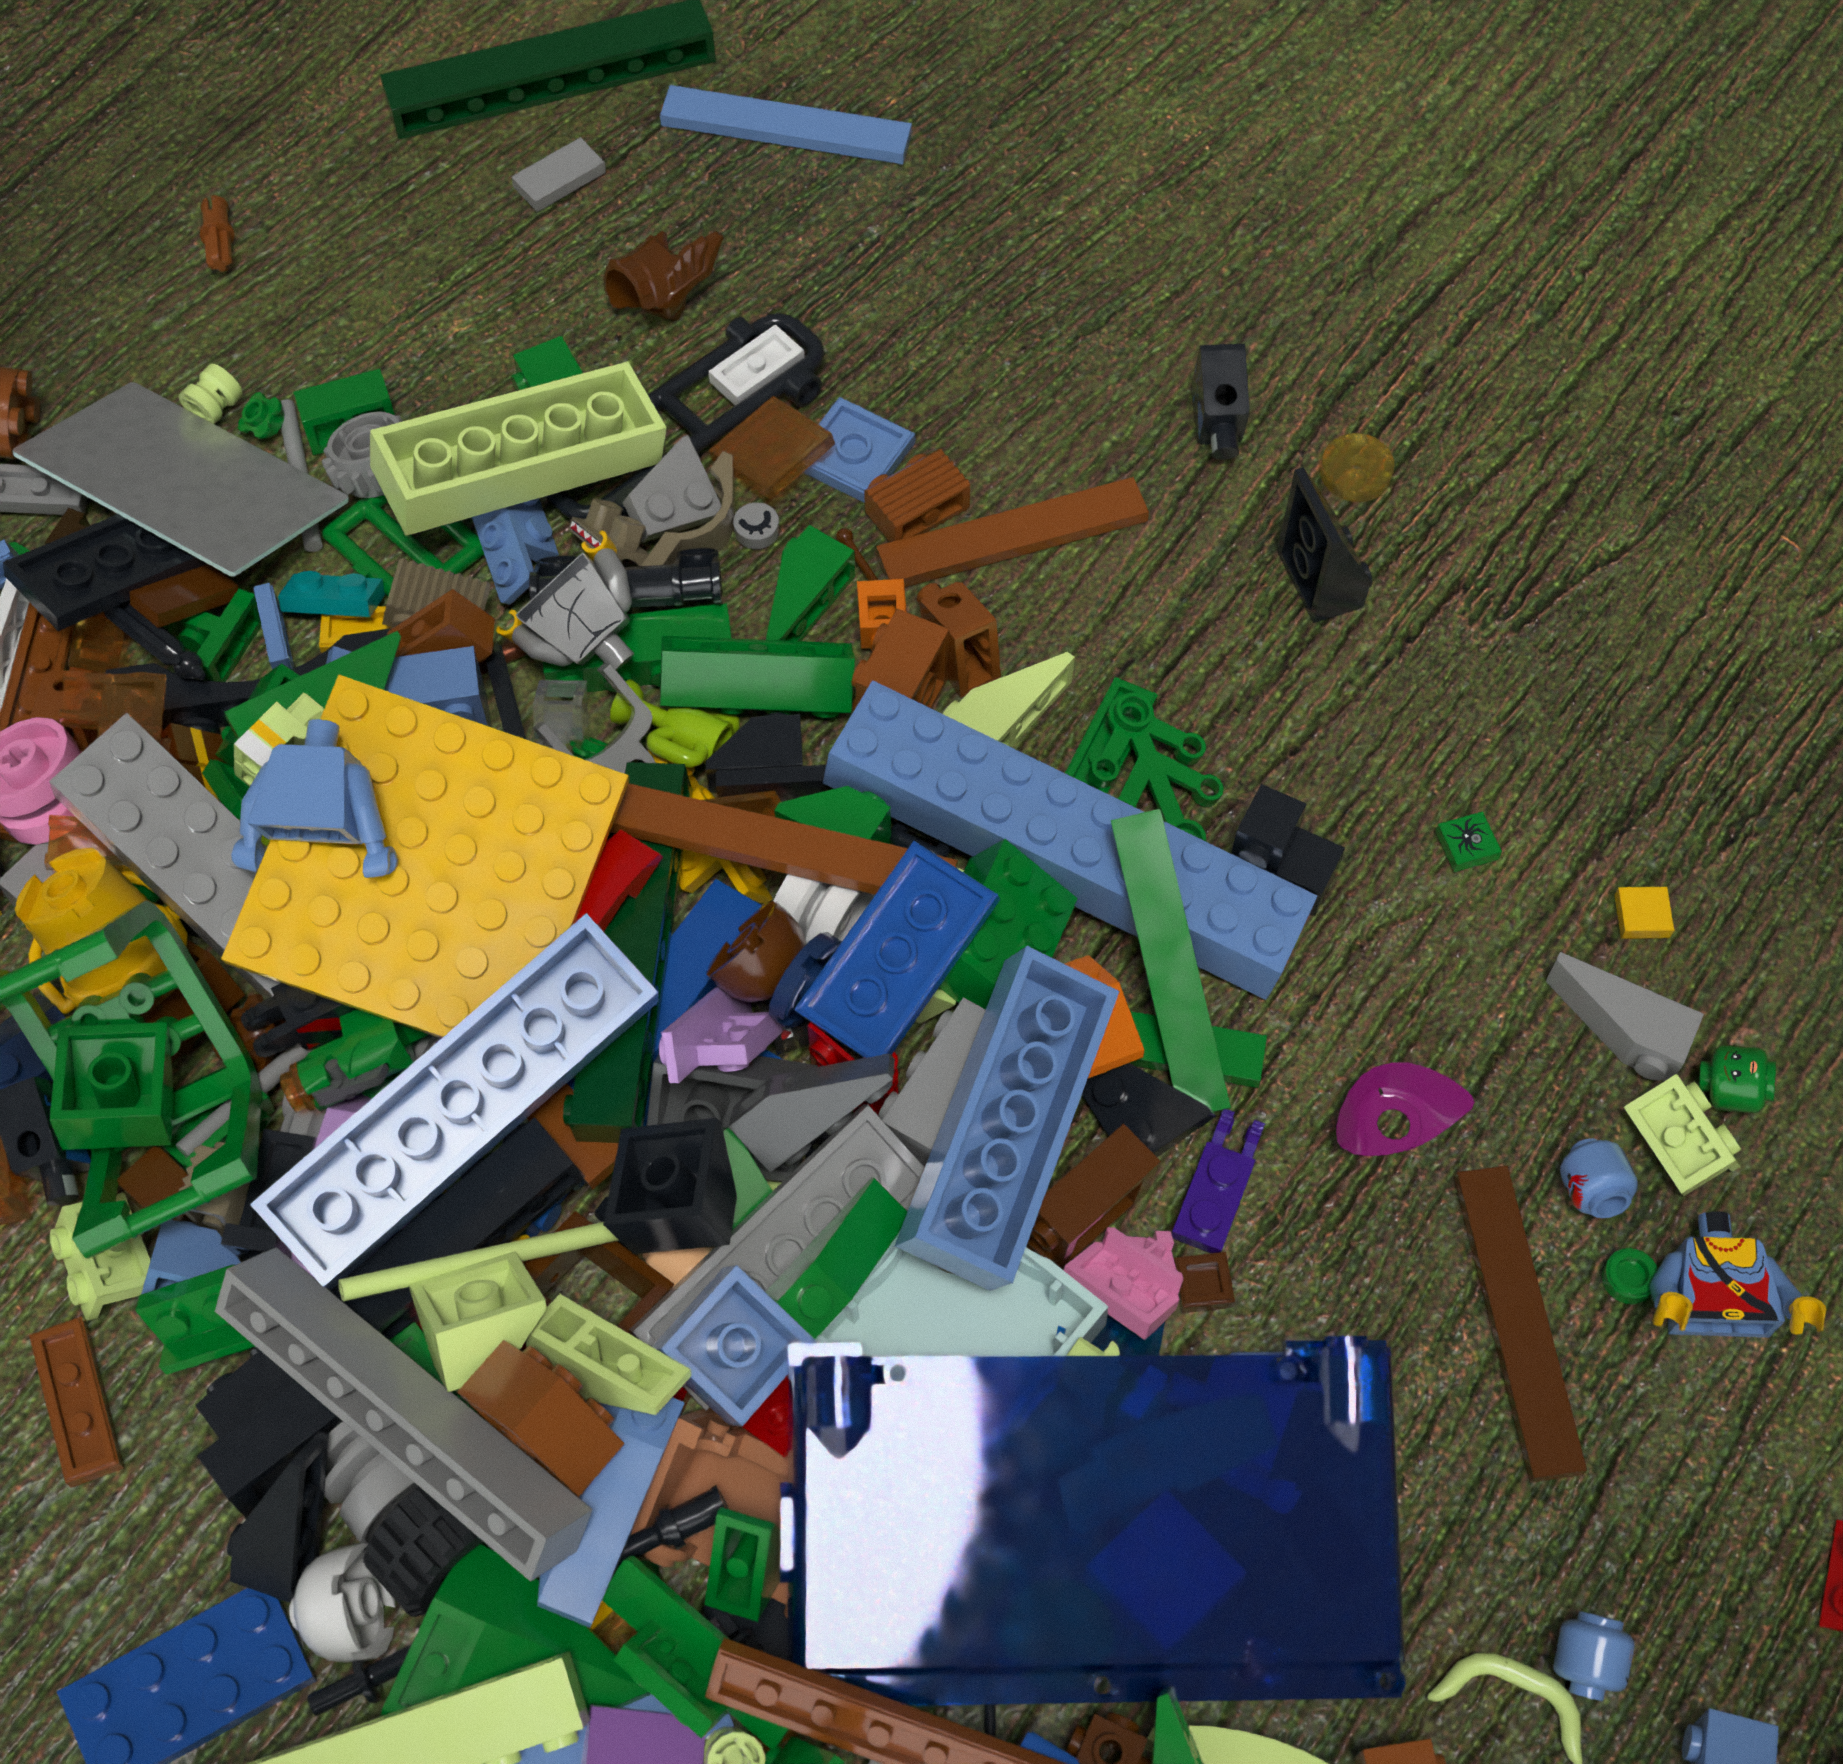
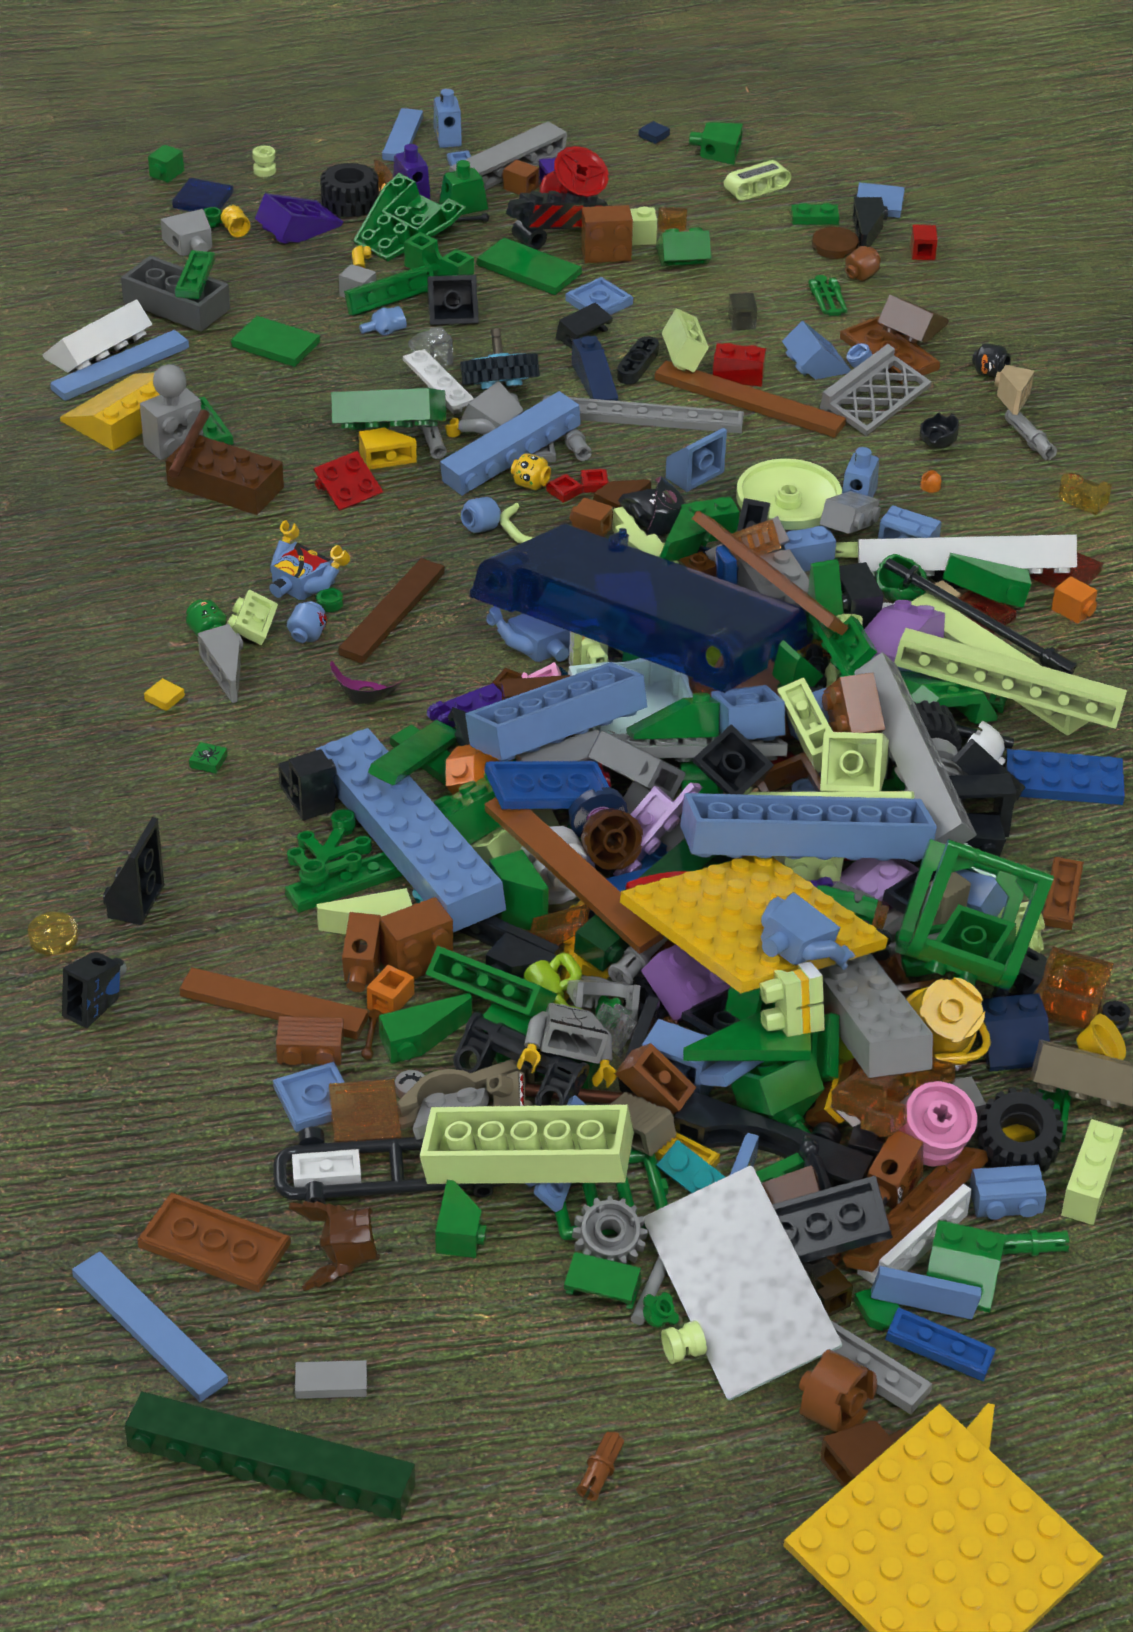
camera: 145 degrees left, 20 degrees down
(805, 237) = (214, 1242): none -> dark orange tile

